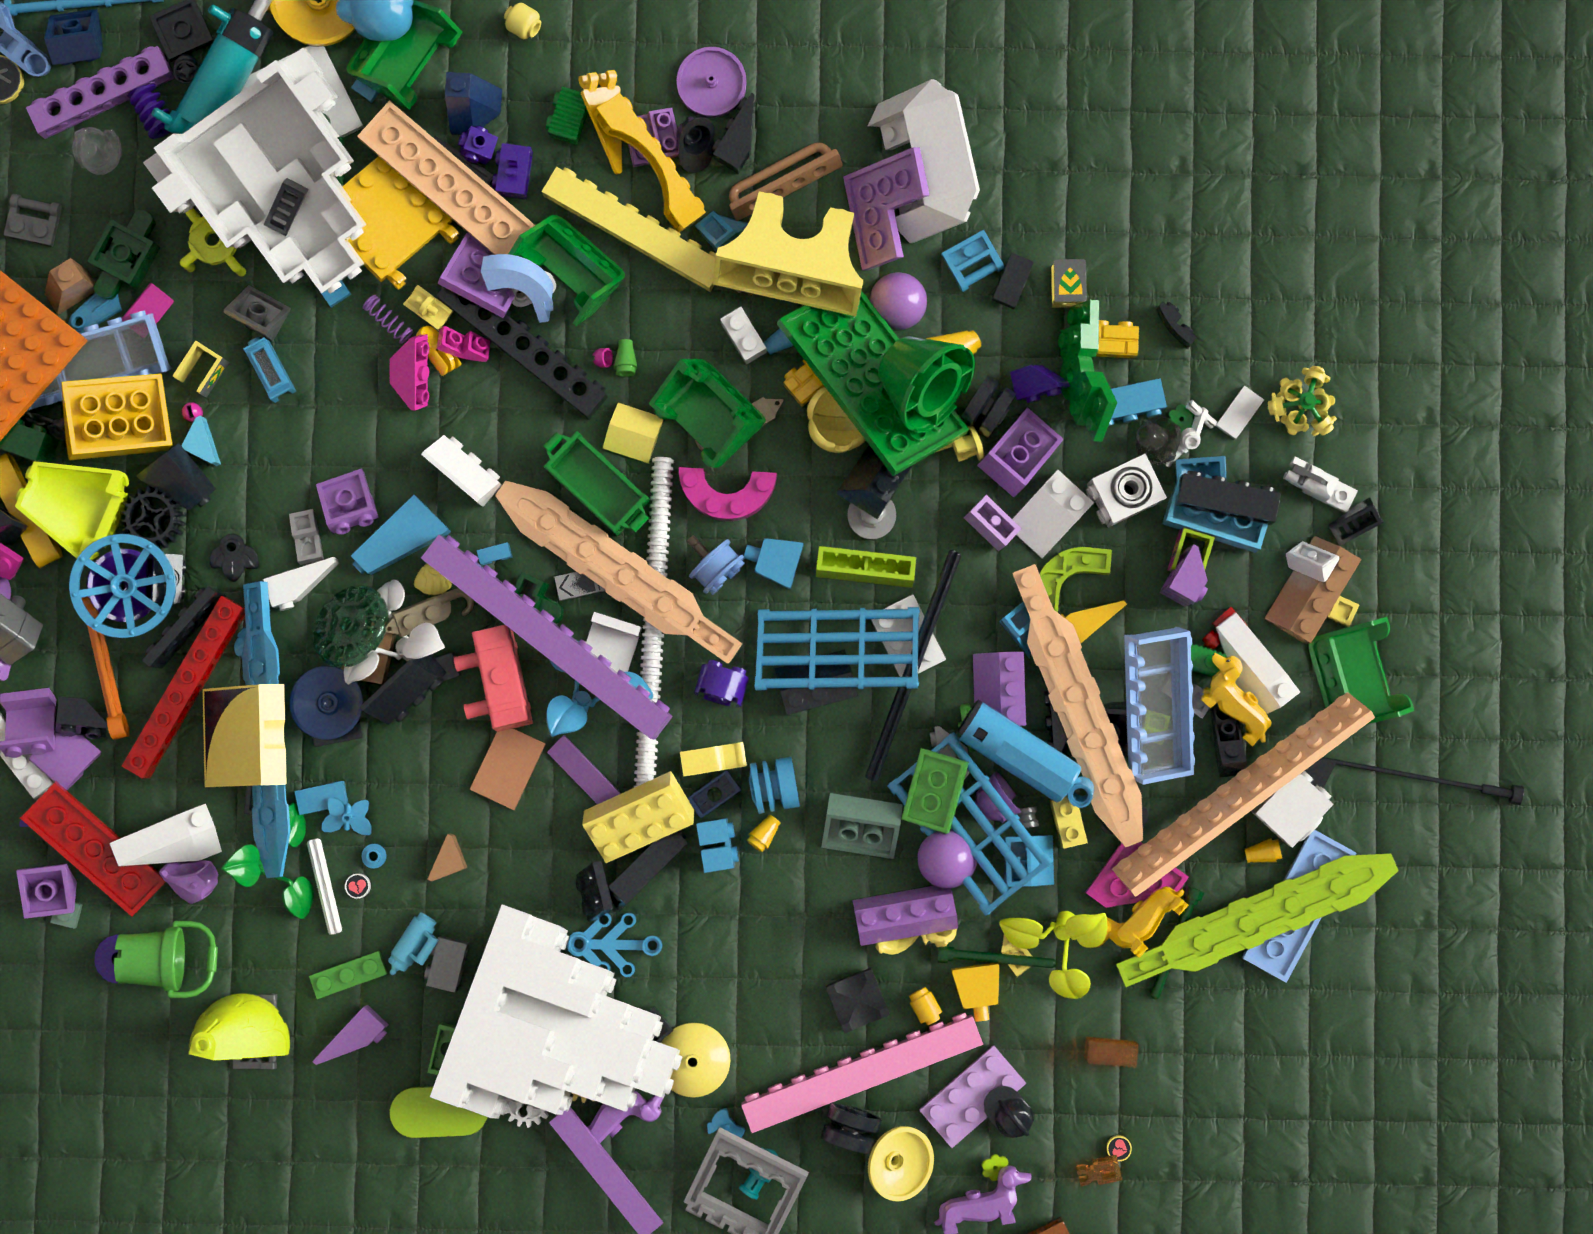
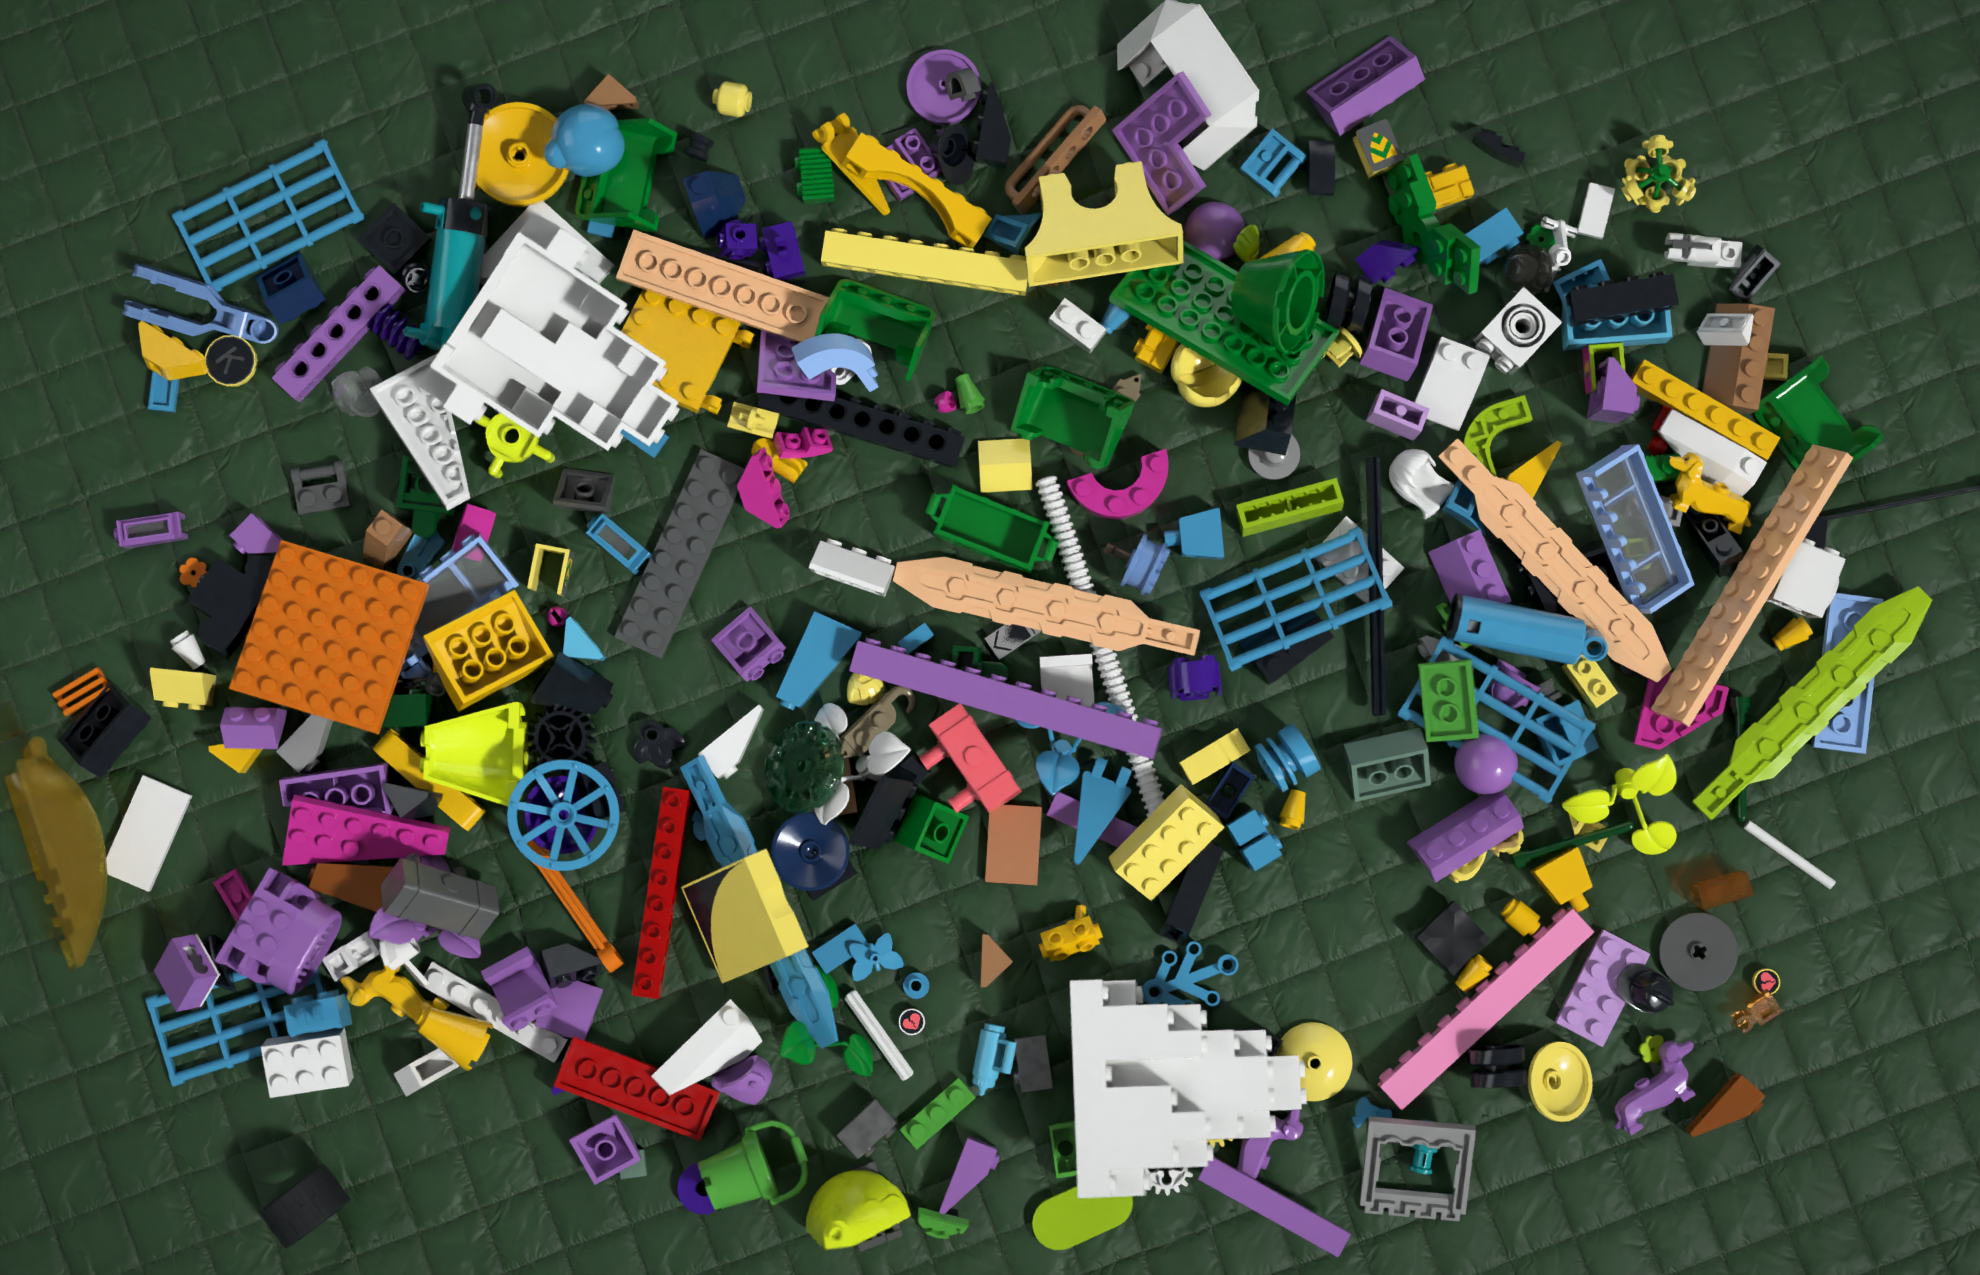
camera: 25 degrees left, 0 degrees up
(53, 412) = (419, 670): none -> light blue bush
(137, 209) = (425, 431): none -> white wing
(189, 620) = (633, 843): black plate -> none
(281, 963) = (867, 1128): none -> flat silver brick
(294, 188) = (577, 352): black slope -> none
(306, 536) = (721, 695): light grey slope -> none
(311, 1073) = (940, 1224): none -> bright green plate
(319, 401) = (681, 554): none -> dark grey plate
(370, 303) = (694, 437): medium lavender piece -> none
(441, 724) = (931, 828): none -> green slope
(476, 51) = (698, 147): none -> black wheel
(524, 868) = (1070, 938): none -> yellow brick
(594, 761) = (1098, 805): none -> dark azure flag
(594, 891) = (1151, 933): black plate -> none
(726, 85) = (962, 84): none -> dark grey plate
(864, 1038) = (1473, 973): none -> yellow cone
(921, 321) = (1247, 243): none -> lime piece
(987, 589) = (1418, 482): none -> white piece
(1081, 223) = (1366, 85): none -> medium lavender slope
(1086, 1107) = (1694, 972): none -> dark grey piece
(1144, 920) = (1705, 745): yellow animal -> none
(1184, 1045) = (1789, 854): none -> white bar
(1262, 622) = (1680, 396): none -> yellow arch

